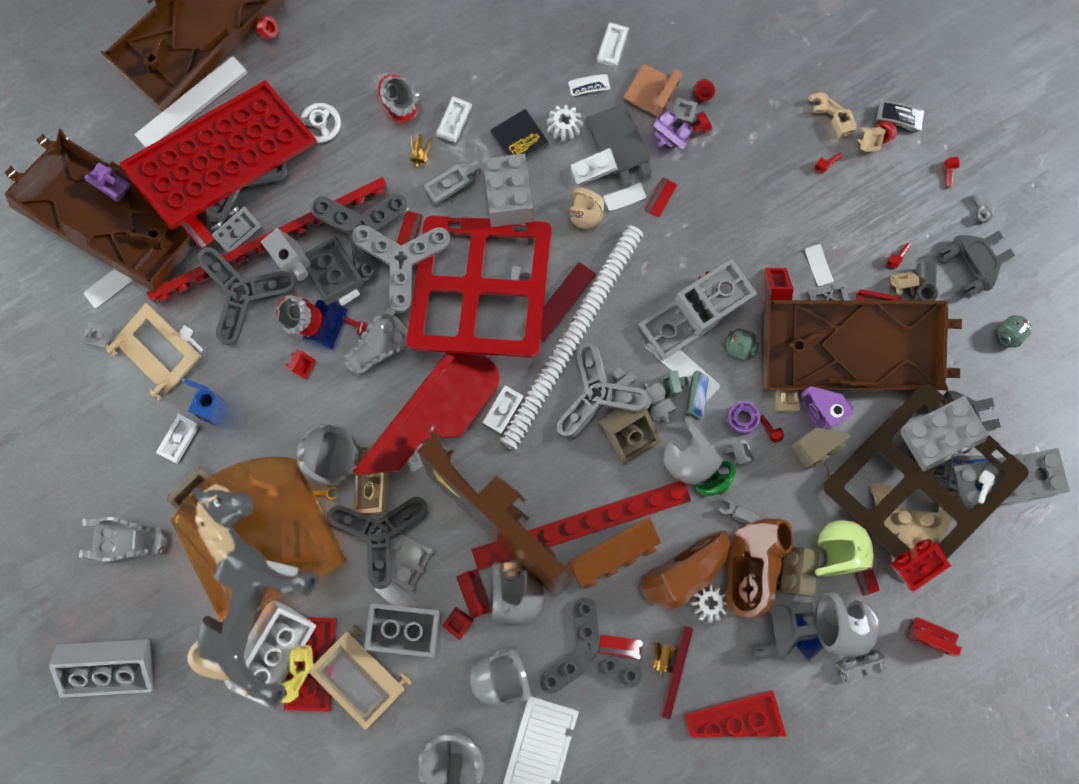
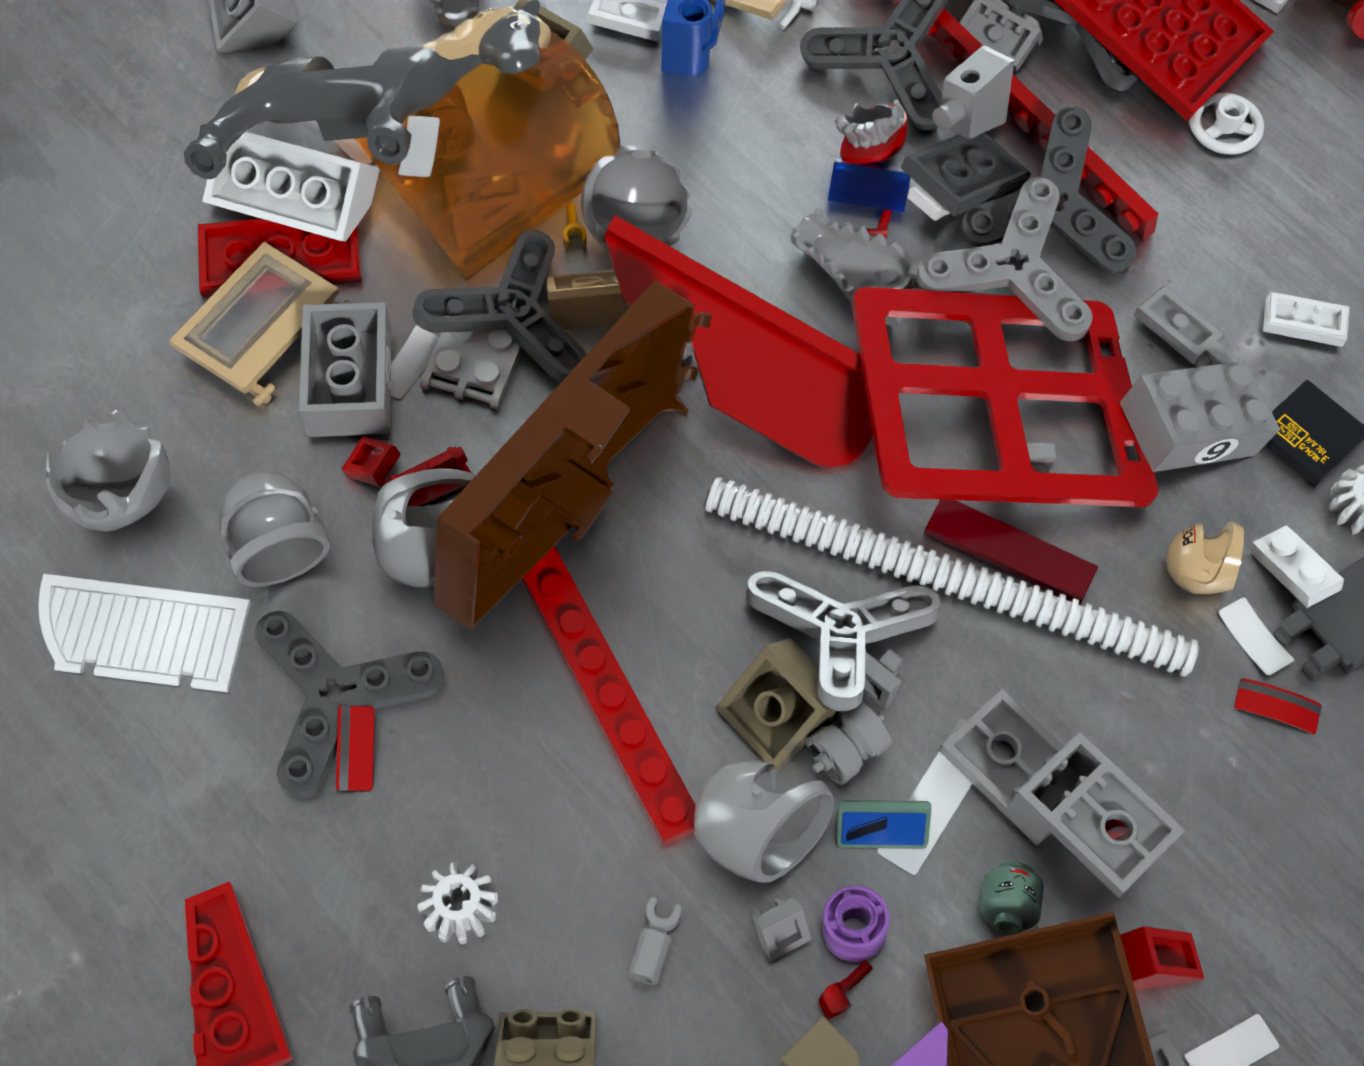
camera: 80 degrees right, 15 degrees down
(292, 685) = (270, 222): light yellow piece -> none
(300, 364) = (789, 156): red tile -> none
(397, 96) = (1313, 219): light grey hair -> none
(409, 227) = (1087, 284): red sticker -> none
(417, 155) = (1229, 273): pearl gold piece -> none
(503, 410) = (777, 475): white plate -> none
(614, 552) = (534, 701): dark orange slope -> none
(663, 659) = (327, 823): pearl gold piece -> none
(673, 384) = (895, 773): sand green tile -> none
(676, 672) = (312, 855): dark red tile -> none
(686, 573) = (512, 843): dark orange piece -> none
(718, 482) = (711, 884): green piece -> none
(756, 565) = (544, 976): dark orange piece -> none
(787, 400) = (911, 1015): tan tile -> none

